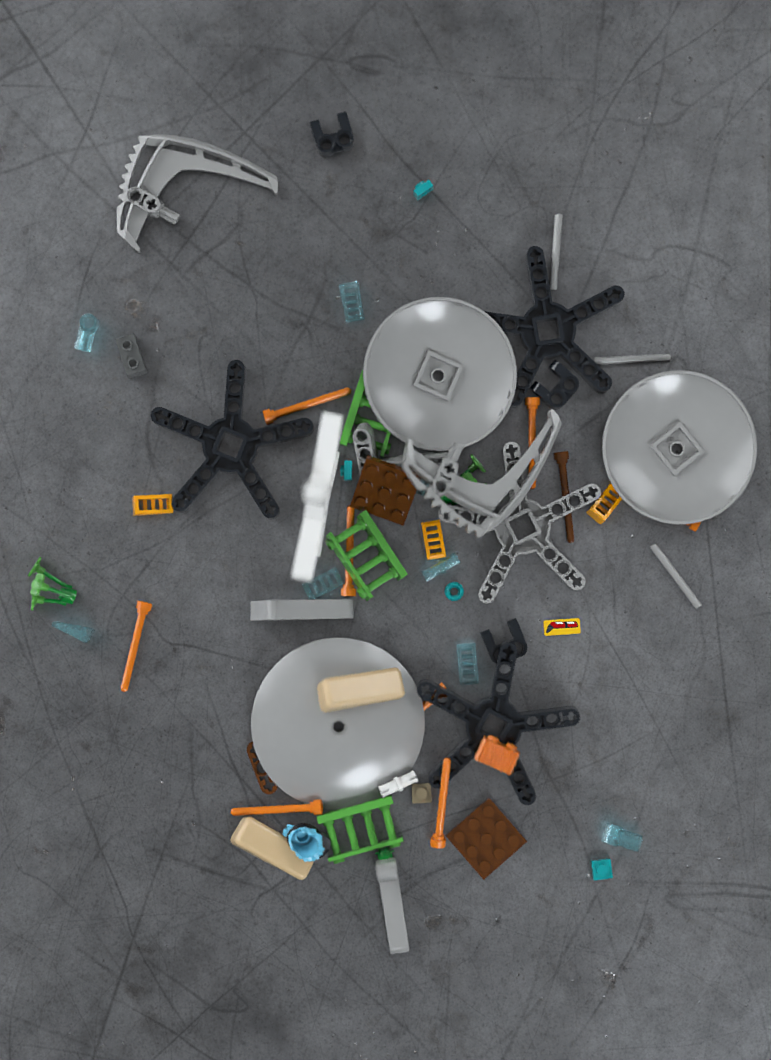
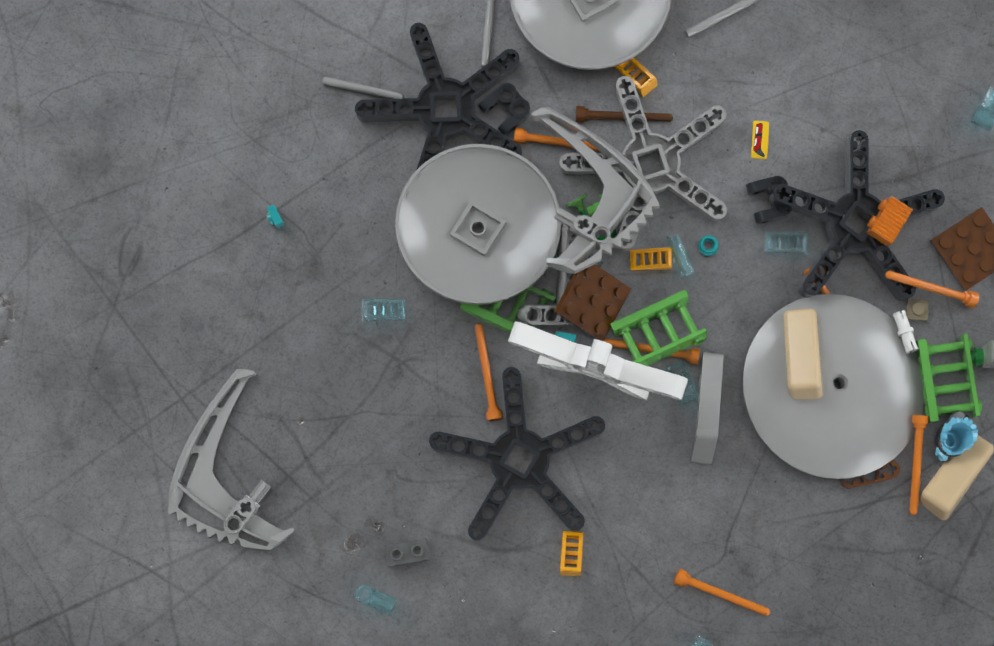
camera: 80 degrees left, 5 degrees down
(333, 139) = (205, 303): black piece -> none

